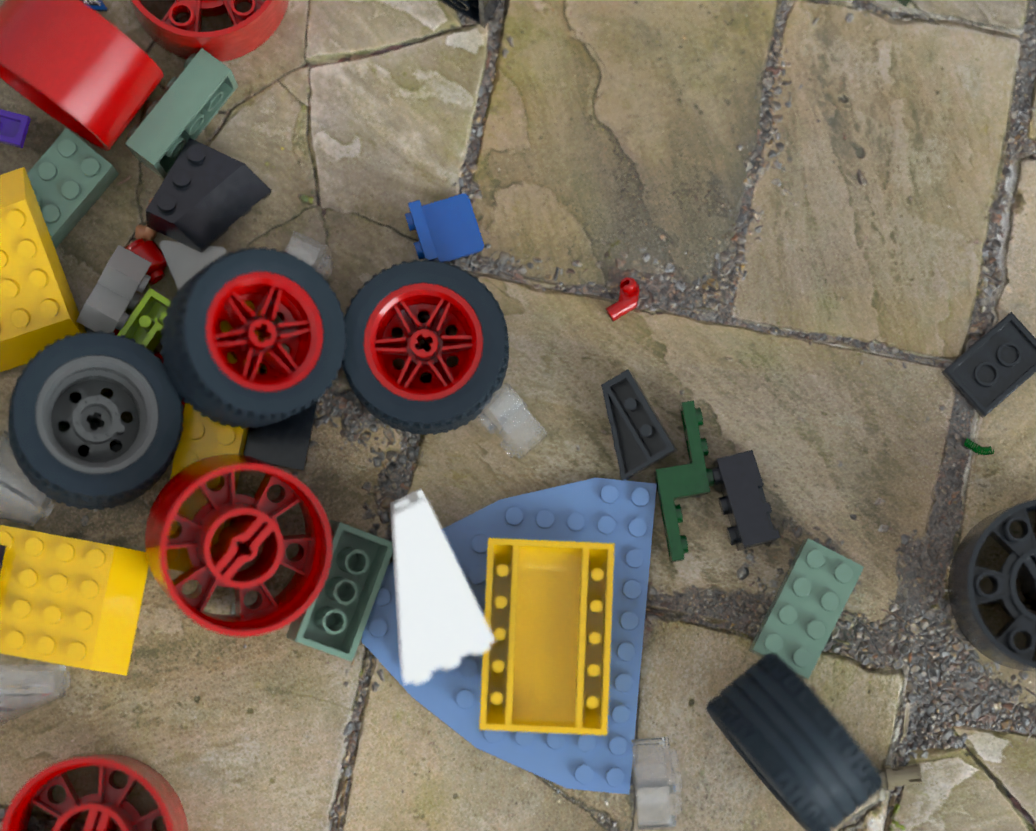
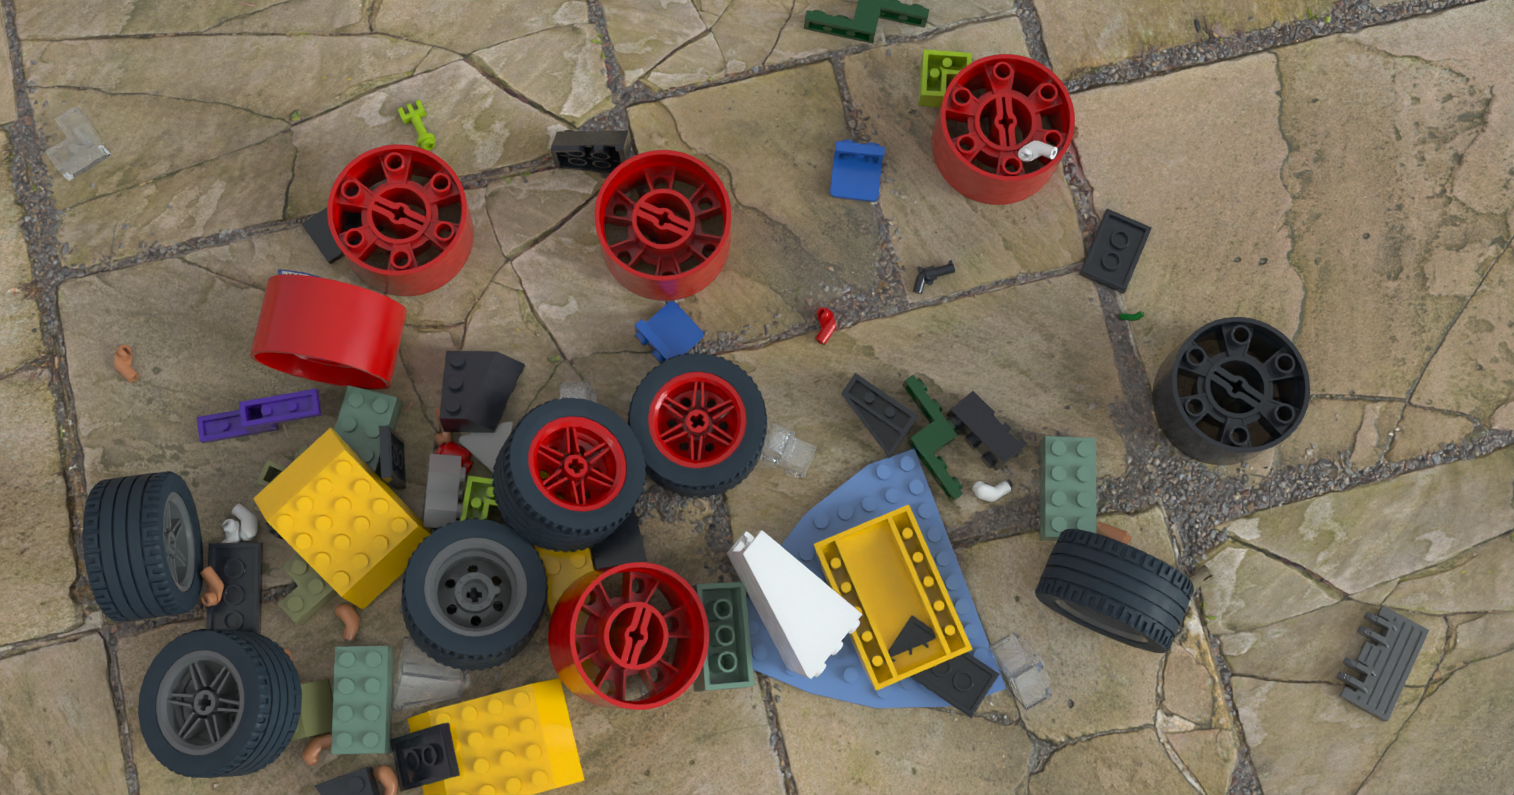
camera: 30 degrees left, 5 degrees down
(76, 230) = (392, 458): none -> black tile
(181, 112) = (431, 335): sand green brick -> none
(511, 131) = (653, 216): none -> red wheel
(577, 761) = (958, 681): none -> black tile
(717, 572) = (989, 492): none -> white arm
(744, 139) = (856, 170): none -> blue bracket
(771, 295) = (930, 274): none -> black piece
(830, 685) = (1113, 532): none -> nougat cone
(898, 65) = (936, 72): none -> lime brick
(943, 137) = (1017, 94): none -> red wheel
(952, 209) = (1036, 149): none -> white arm

